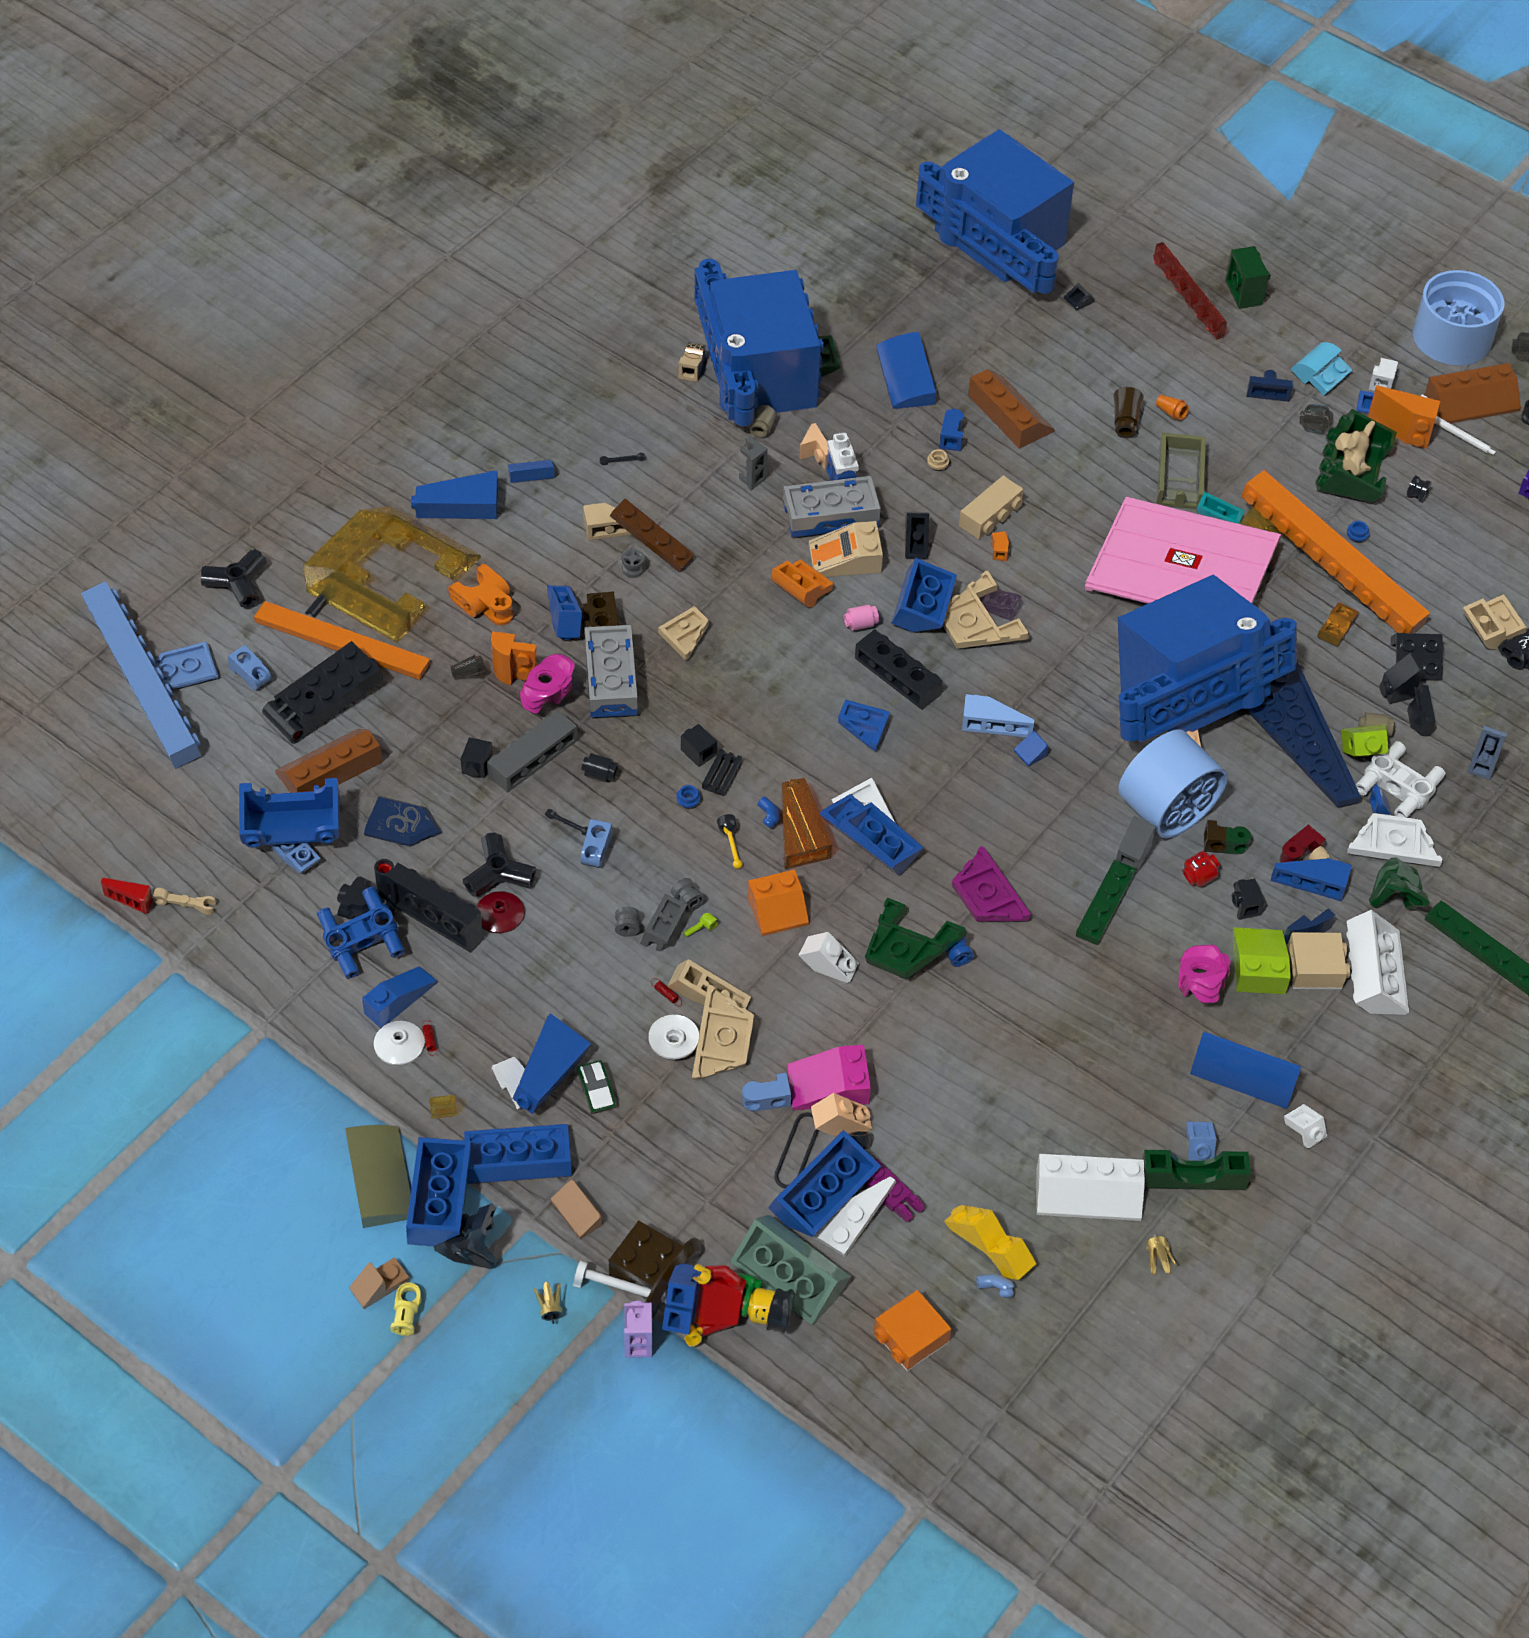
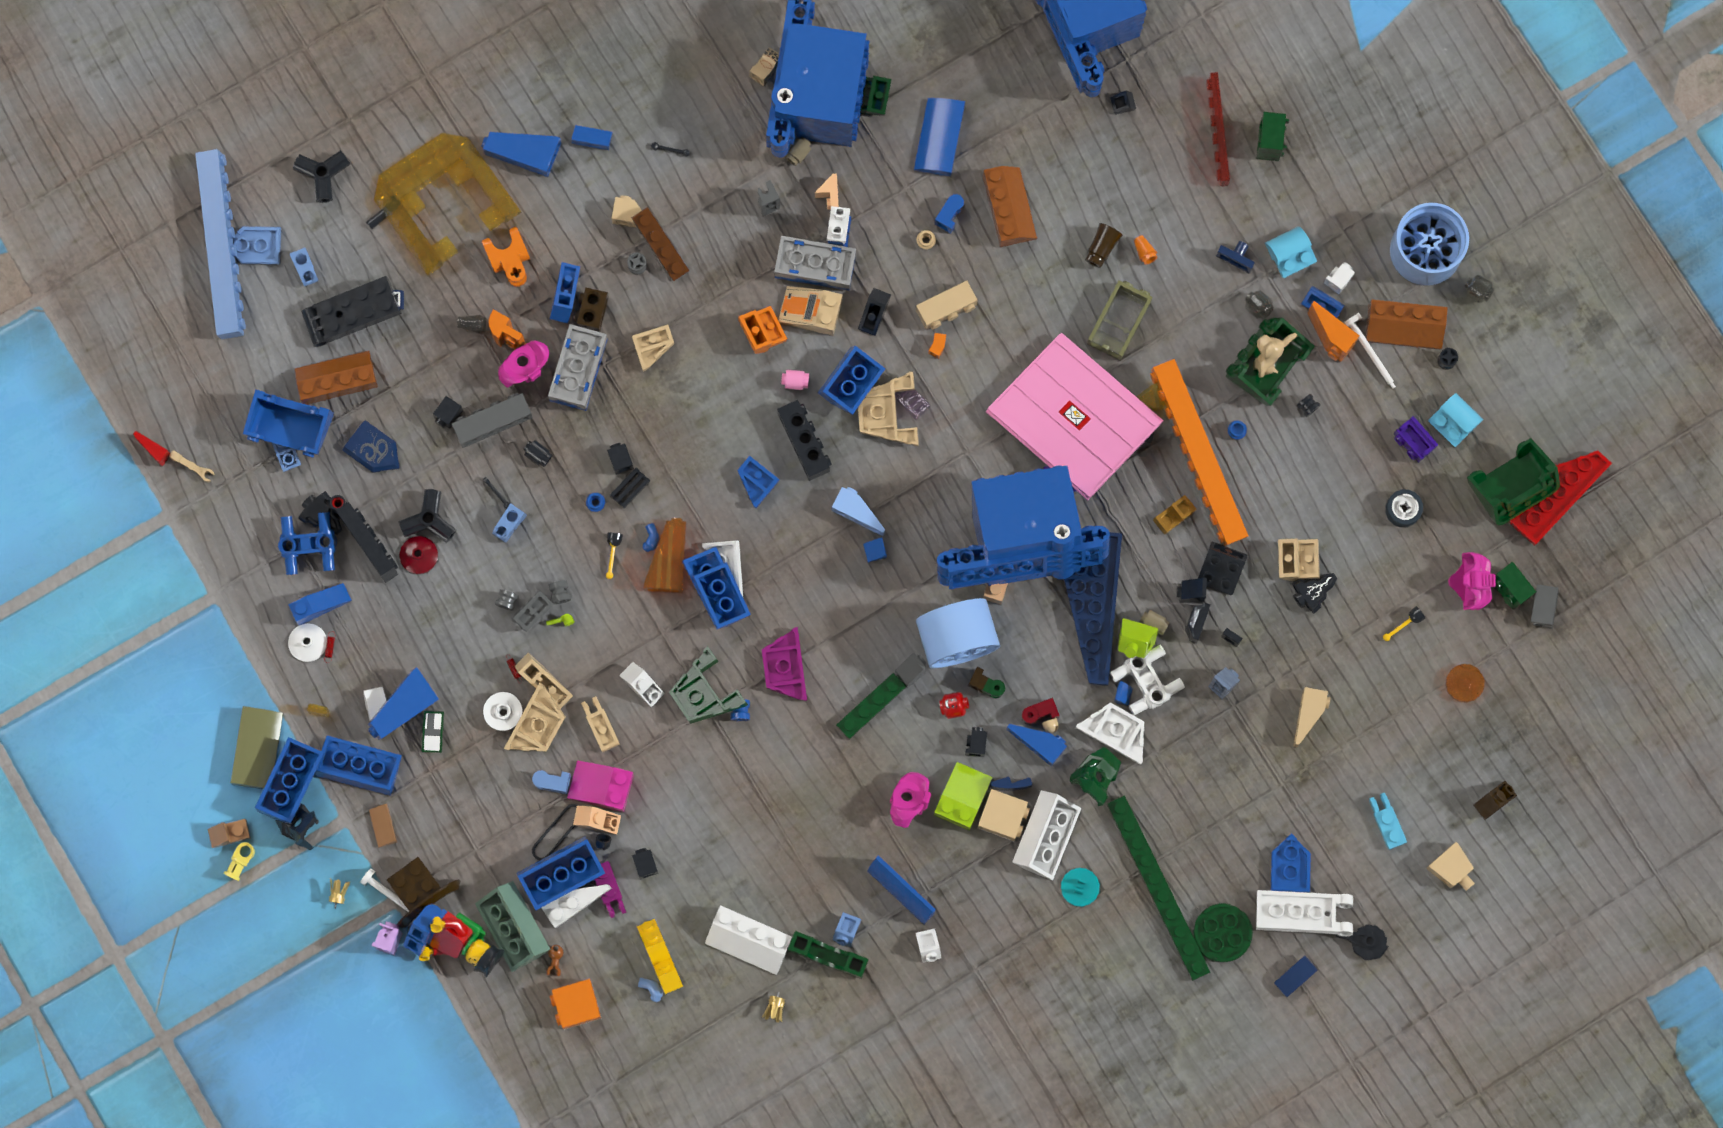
camera: 20 degrees right, 25 degrees up
(337, 637) = (384, 260): orange tile -> none
(777, 902) = (623, 623): orange slope -> none
(798, 1017) = (601, 726): none -> tan hinge
(859, 1286) = (555, 956): none -> dark orange arm
(923, 1145) = (644, 863): none -> black brick
(1219, 509) = (1127, 376): teal slope -> none
(1443, 1011) = (1080, 887): none -> teal piece
(1466, 713) = (1231, 637): none -> black tile

